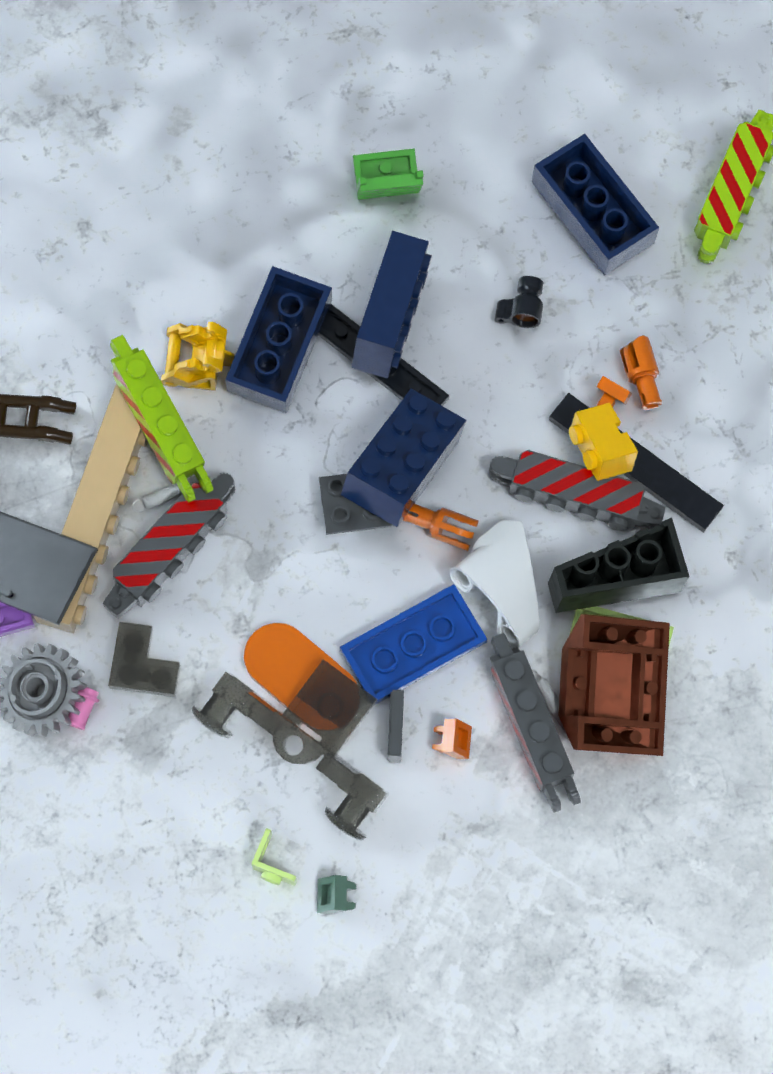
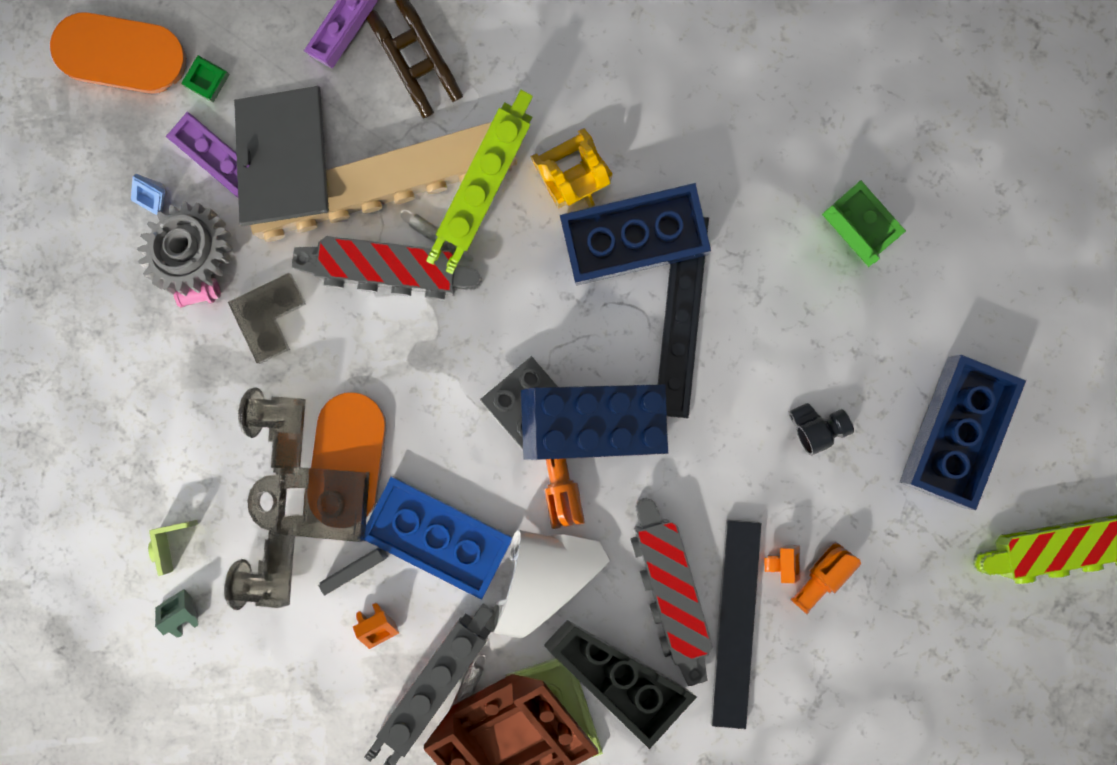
camera: 60 degrees right, 15 degrees up
(392, 305) = (739, 311): dark blue brick -> none
(601, 443) = (726, 589): yellow brick -> none

